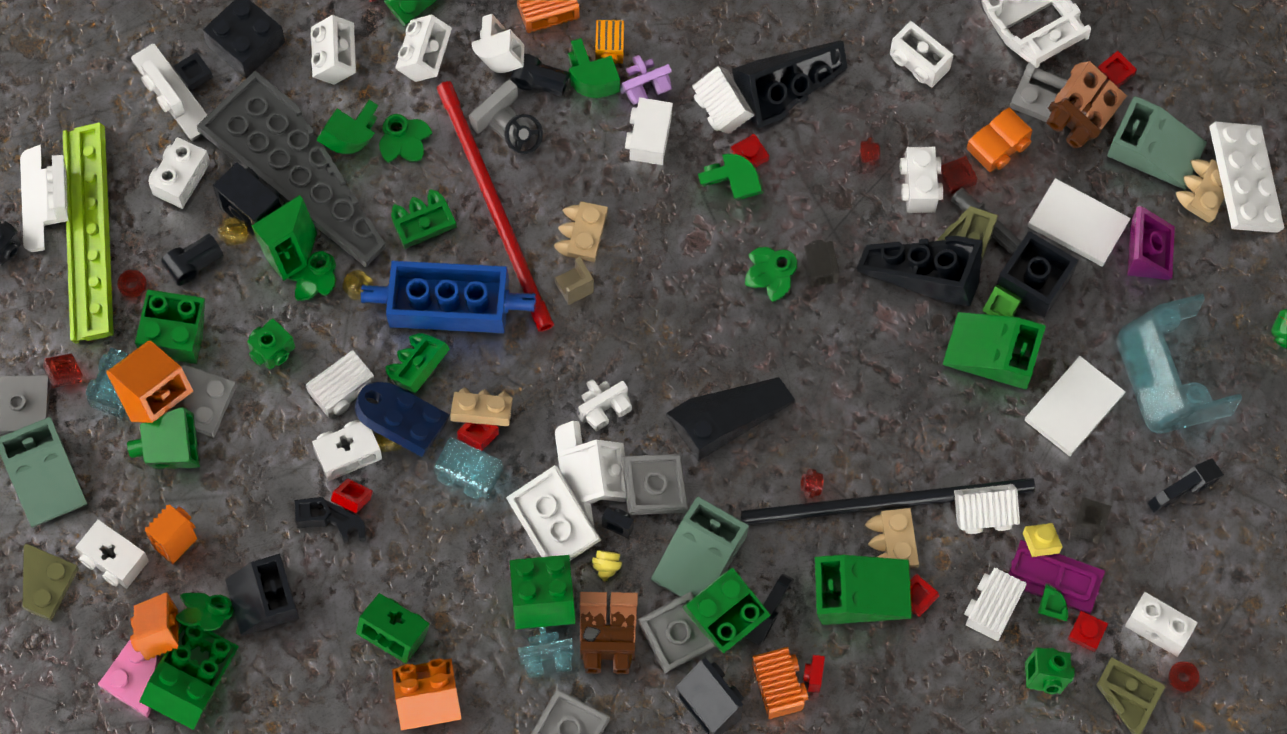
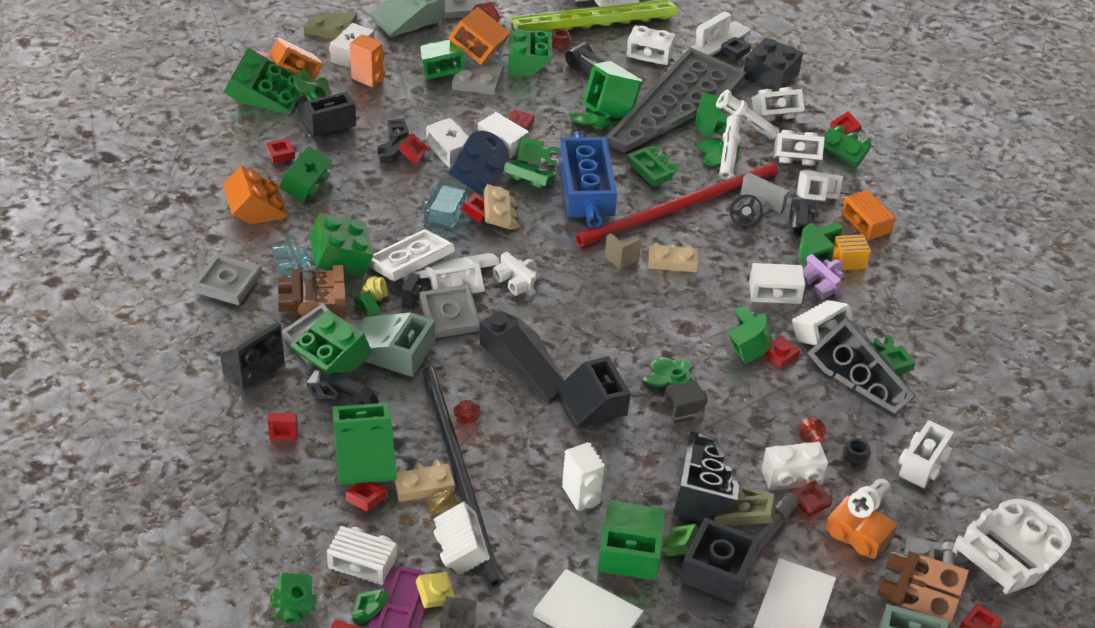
camera: 80 degrees right, 25 degrees down
(245, 197) = (642, 62): black brick -> none
(270, 344) = (526, 96): green brick -> none
(305, 361) = (522, 119): none -> red tile
(330, 660) = (280, 150): none -> red plate
(358, 95) = (740, 109): none -> white pin
(379, 350) = (532, 151): none -> green plate
(445, 137) = (731, 140): none -> white pin
(628, 572) = (367, 302): none -> green tile
(774, 44) = (896, 356): none -> green plate
(779, 683) = (272, 397): orange brick -> none
(805, 350) = (595, 393): none -> black slope
(899, 110) = (857, 451): none -> black plate
(926, 525) = (440, 502): none -> clear yellow piece
(928, 378) = (583, 476): none -> white brick
(986, 122) = (870, 496): none -> white pin

